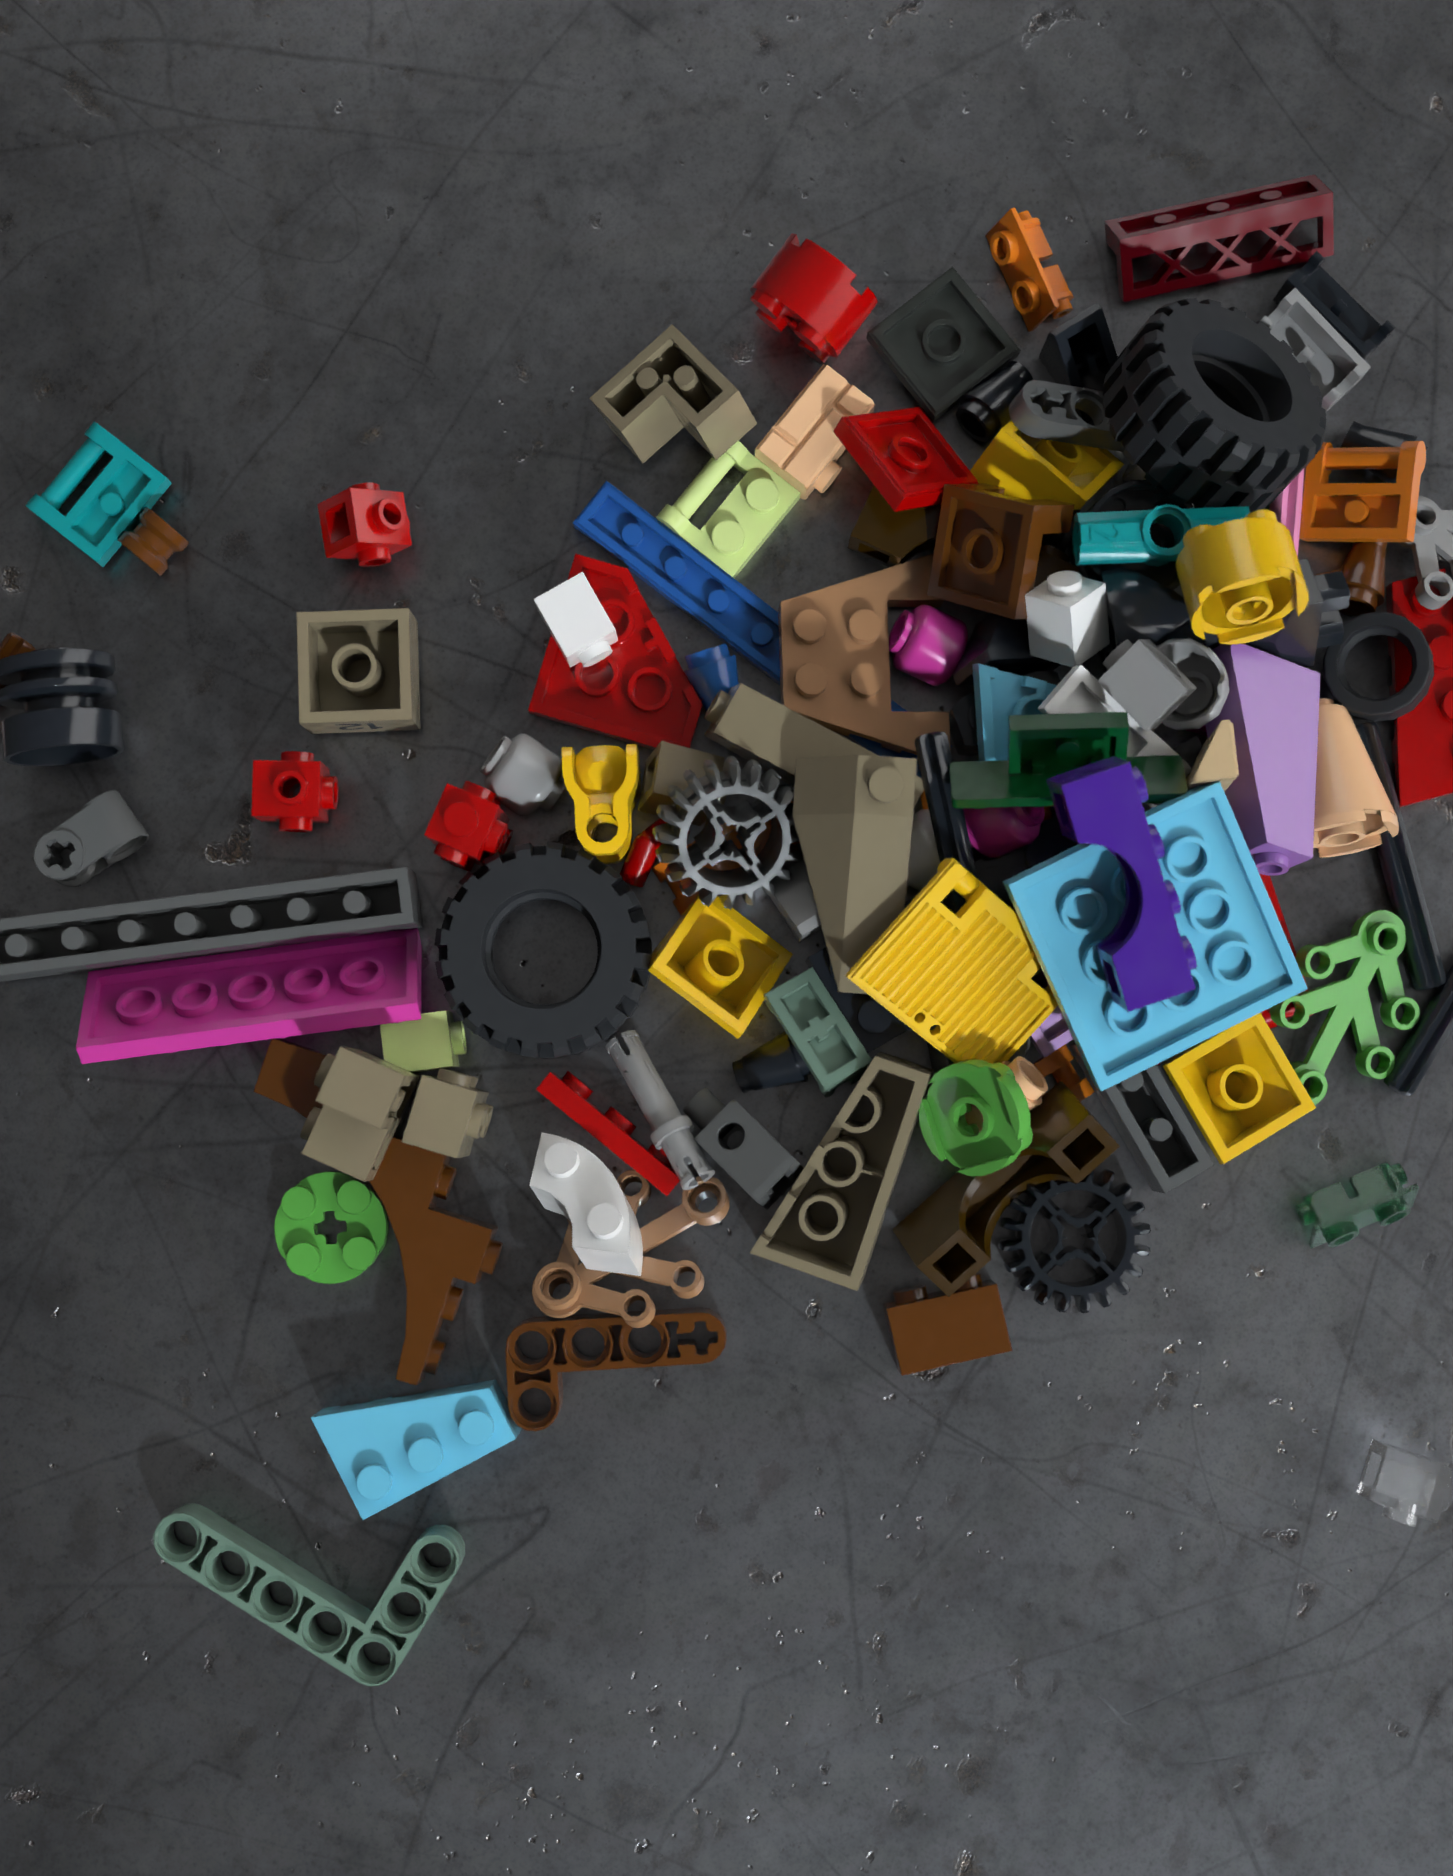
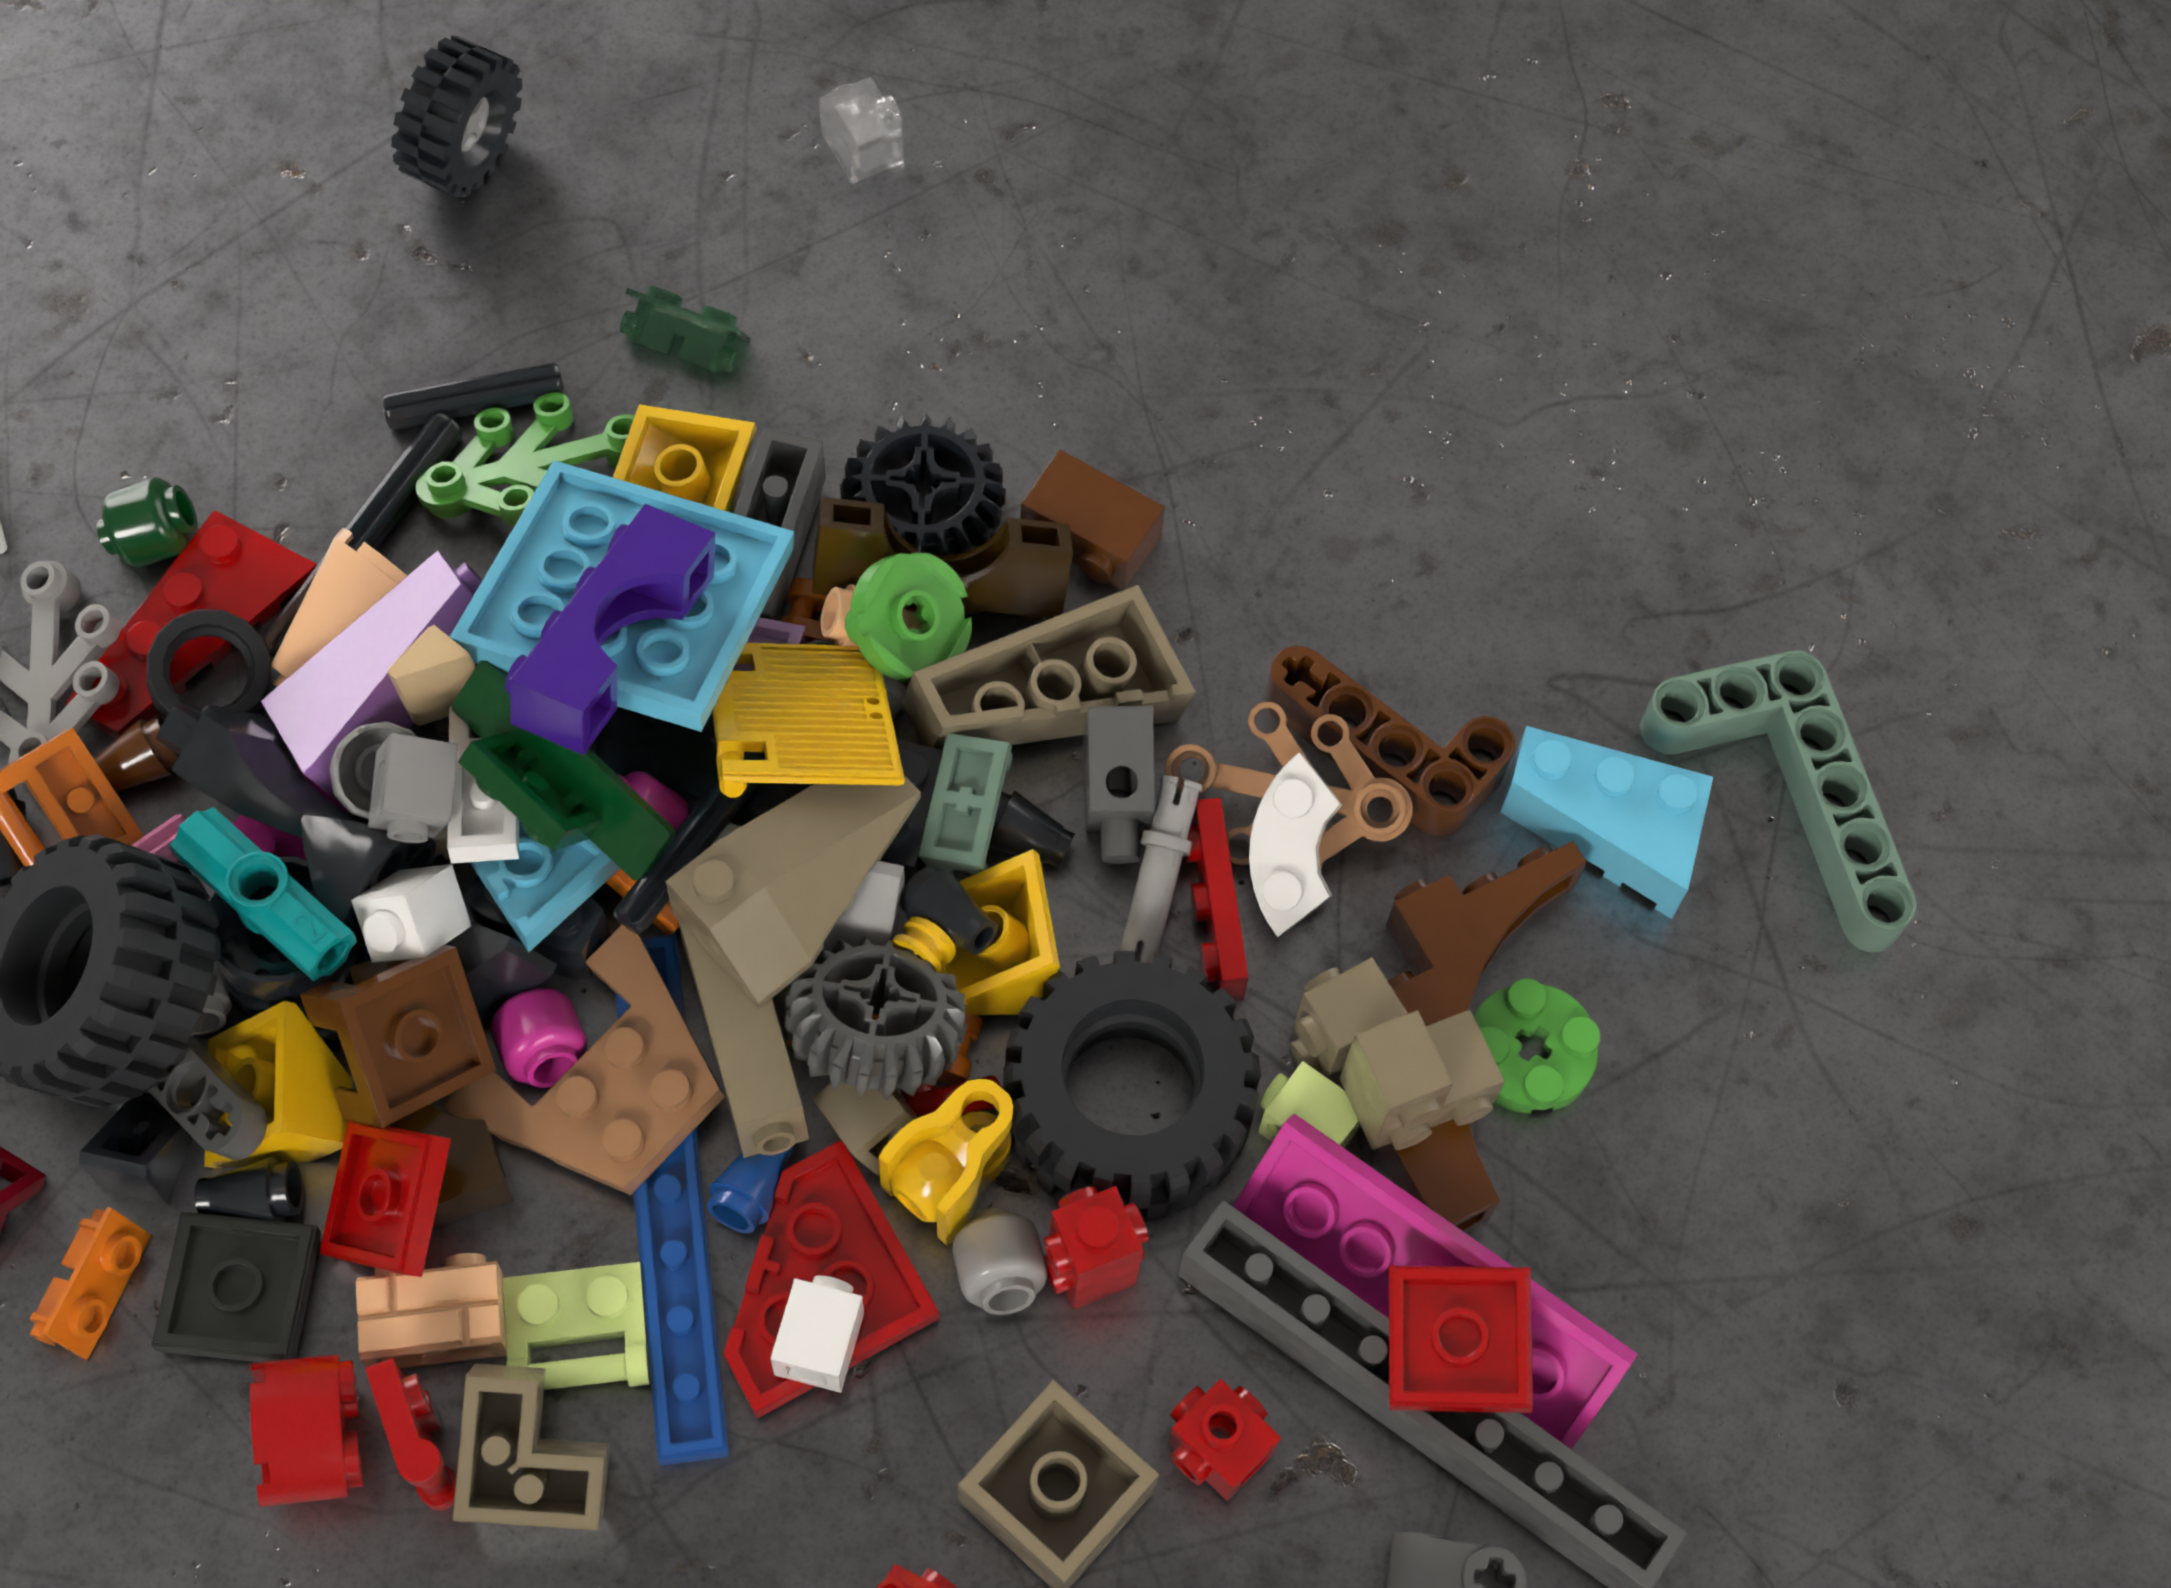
camera: 140 degrees left, 20 degrees down
(190, 965) = (1460, 1339): none -> red plate
(748, 909) = (926, 941): none -> yellow bush
(756, 946) = (947, 904): none -> black cone
(762, 353) = (408, 1421): none -> red plate
(1241, 578) = (247, 778): yellow brick -> none

